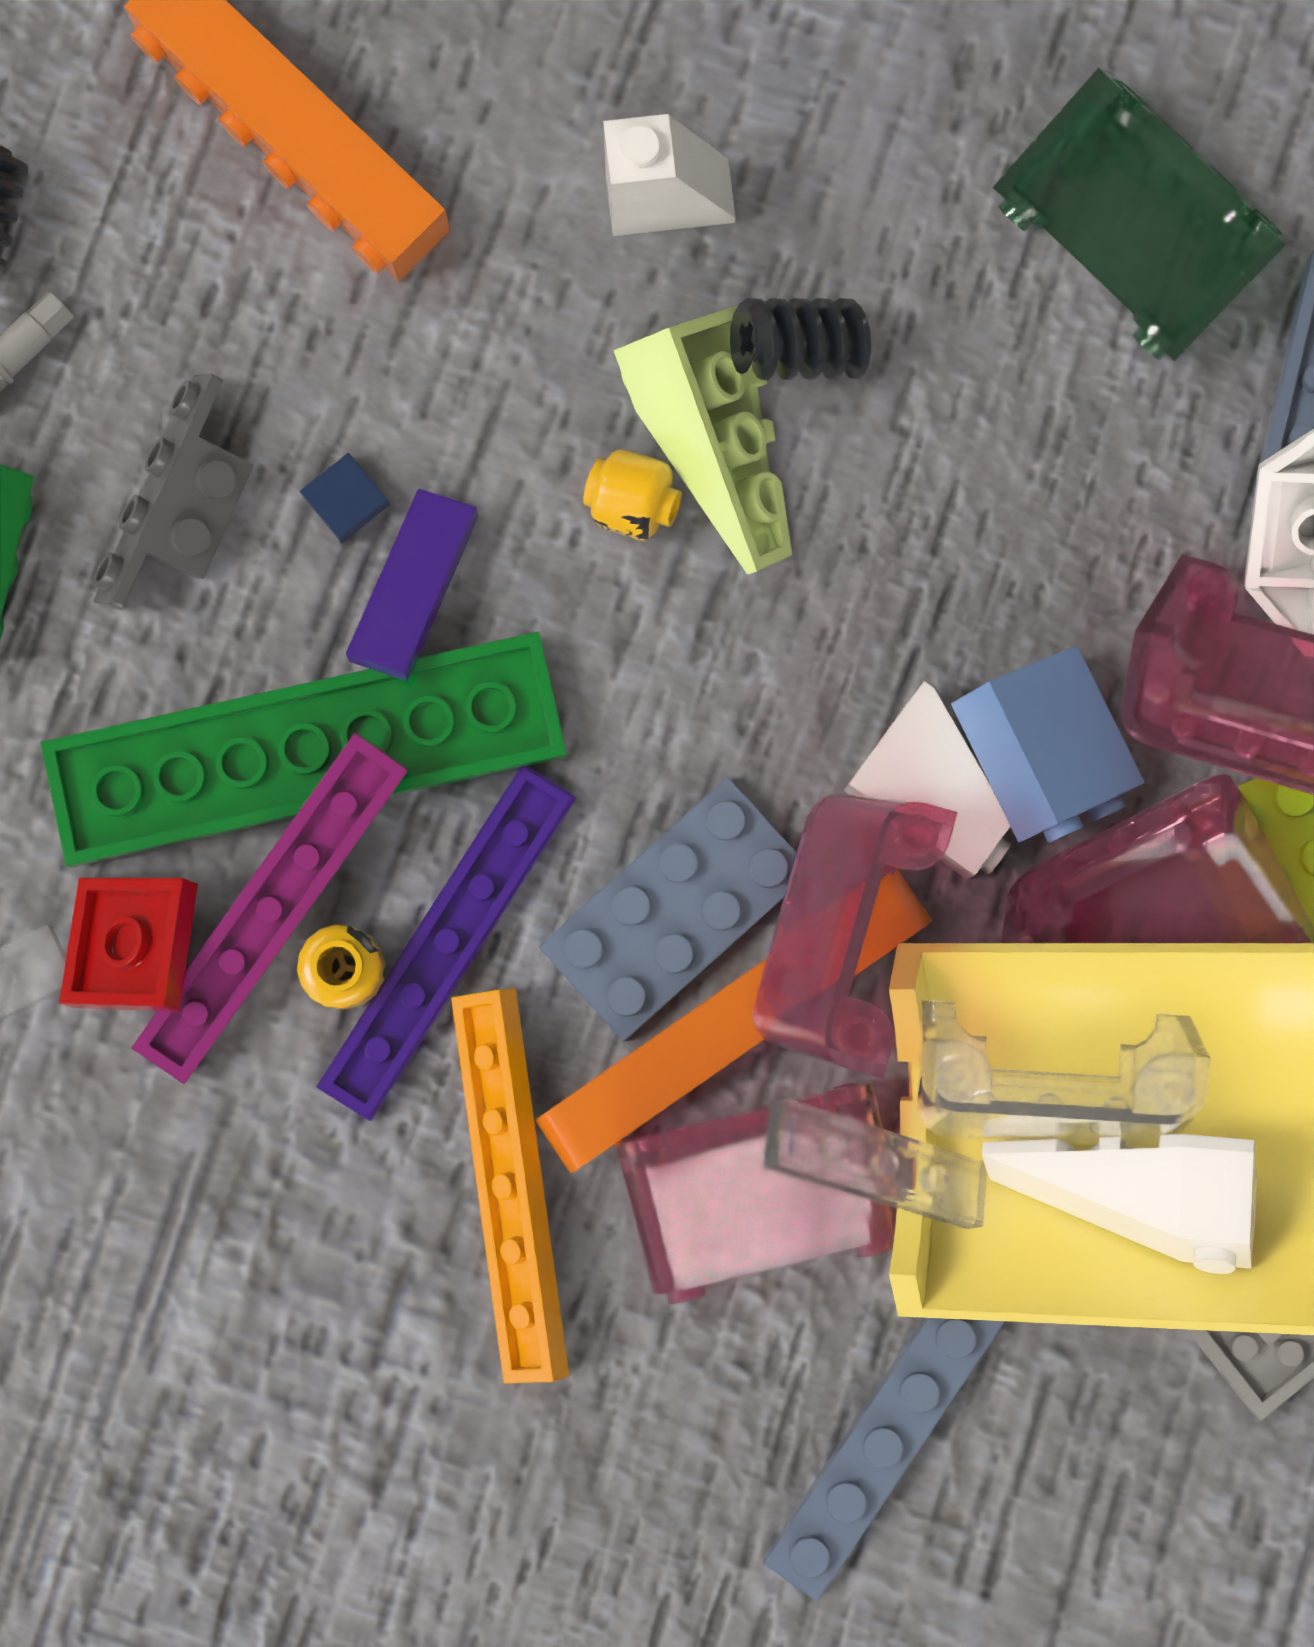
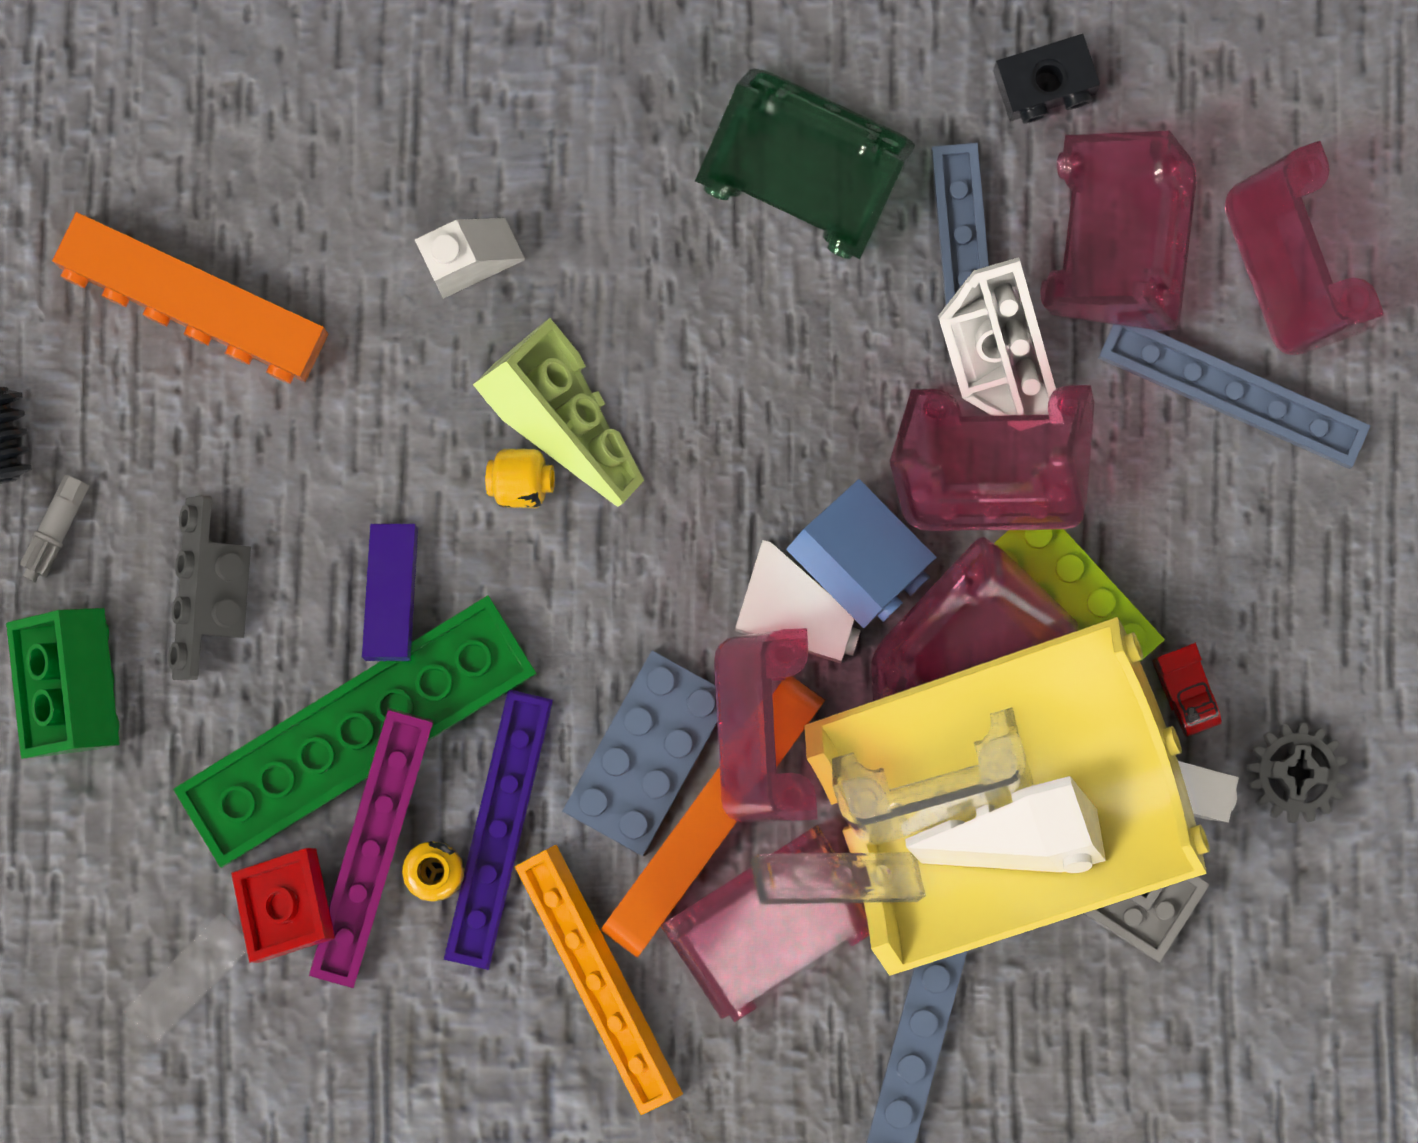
camera: 10 degrees left, 0 degrees up
(344, 498) = (321, 547): dark blue tile -> none
(801, 338) = (598, 328): black piece -> none

